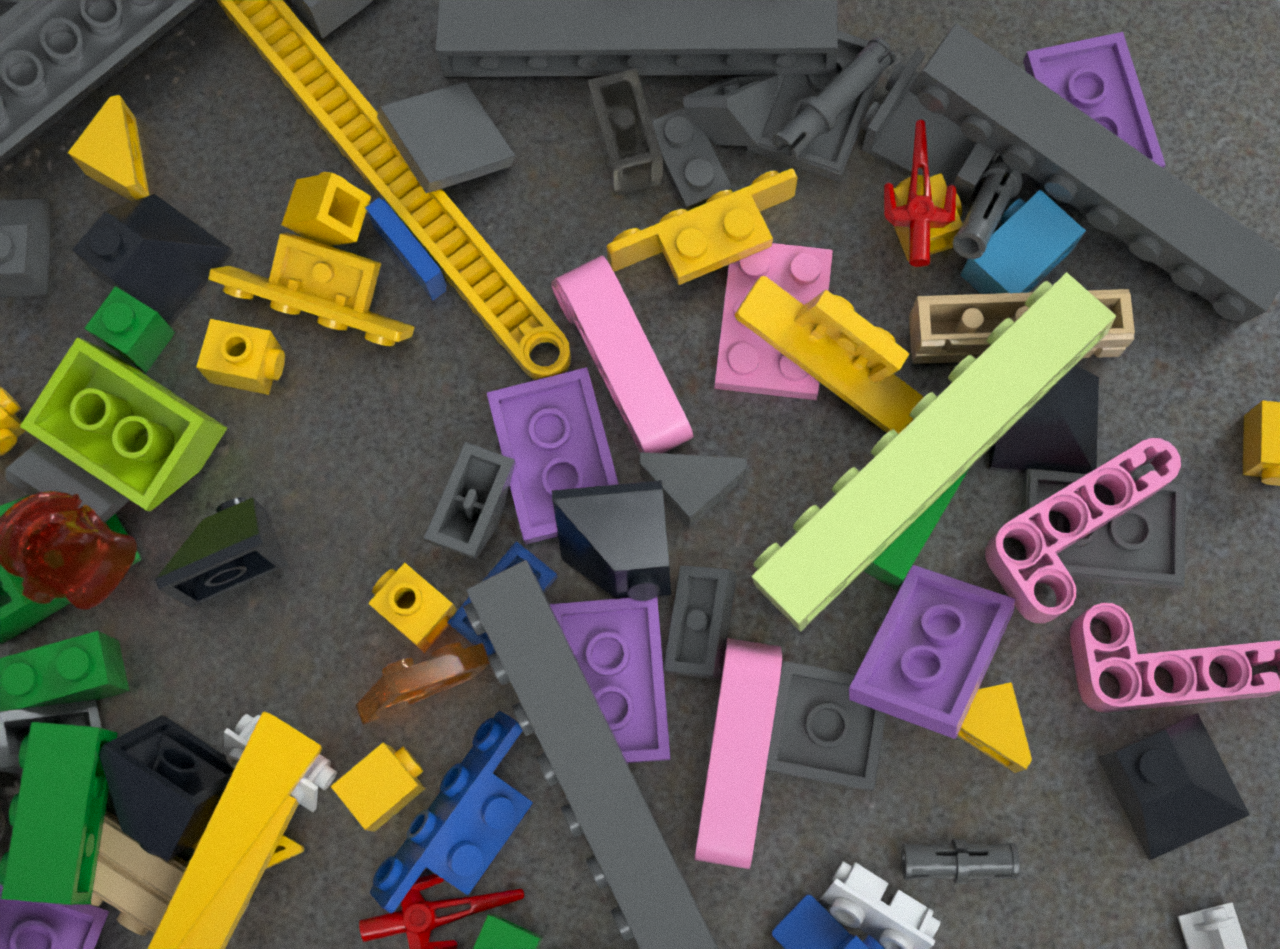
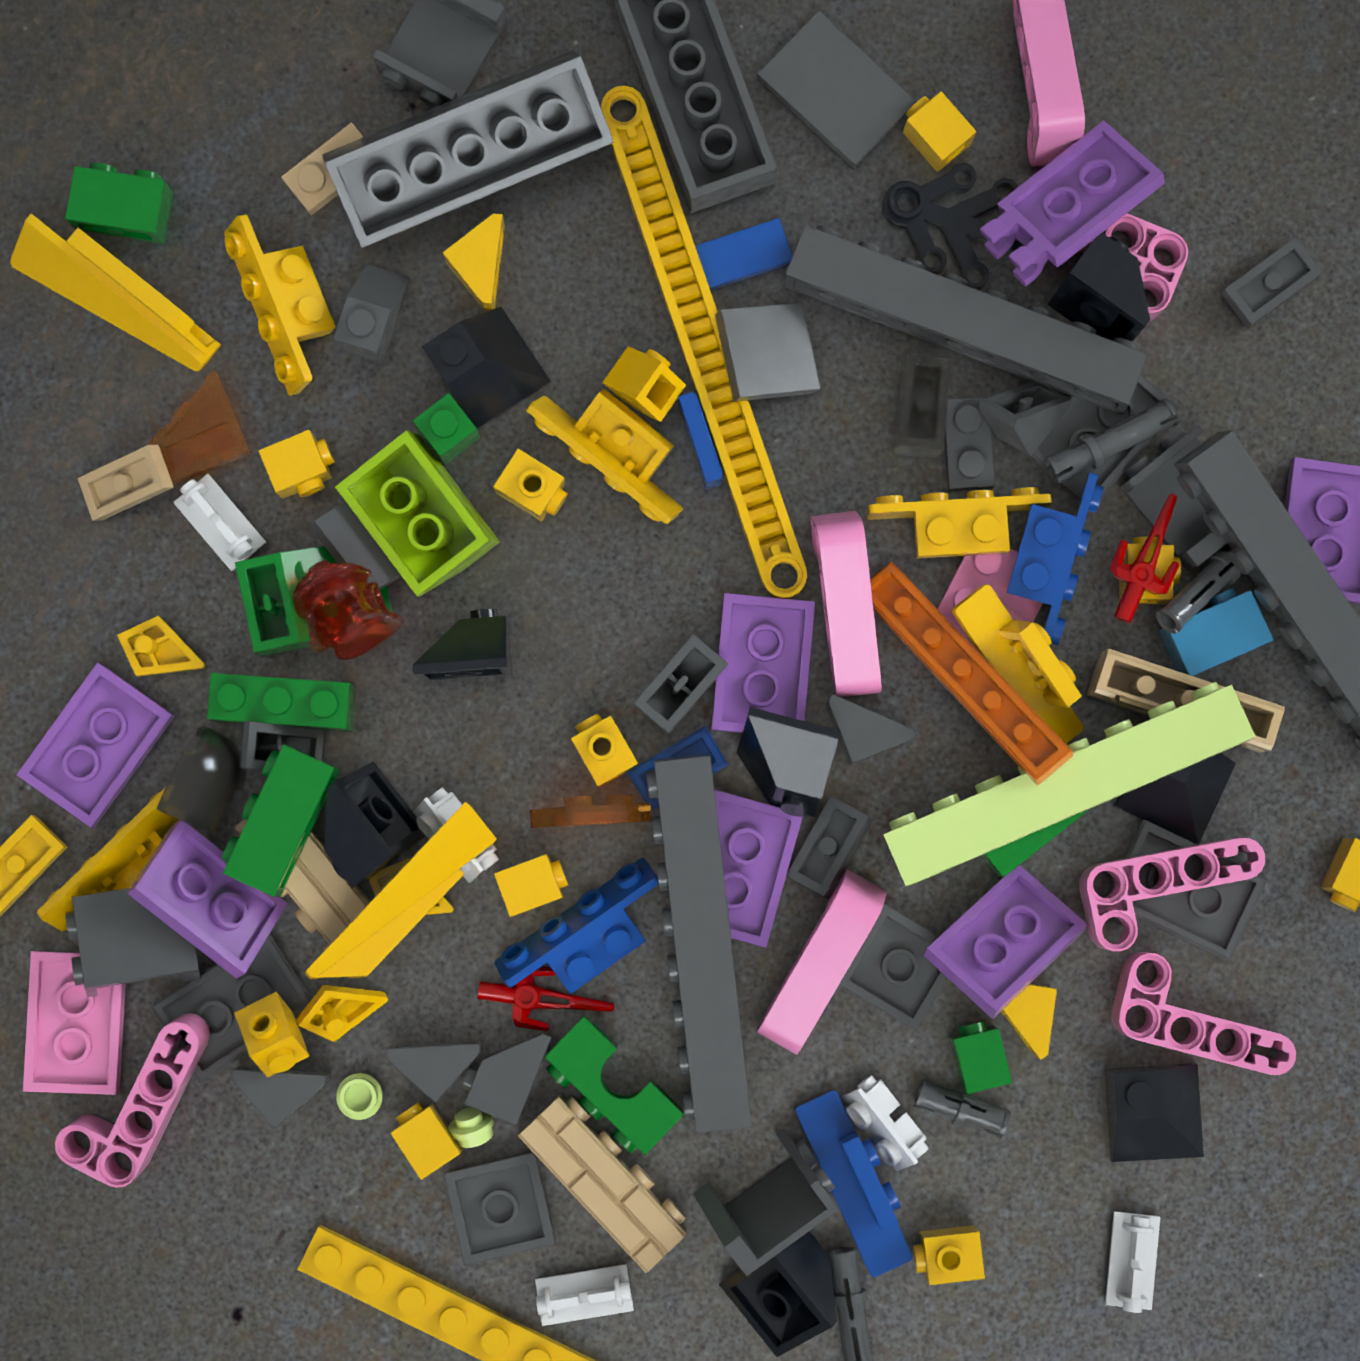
camera: 10 degrees right, 10 degrees up
(390, 57) = (744, 254): none -> blue tile
(783, 379) = (967, 675): none -> orange tile
(814, 226) = (1048, 555): none -> blue bracket
(956, 794) = (979, 1057): none -> green brick

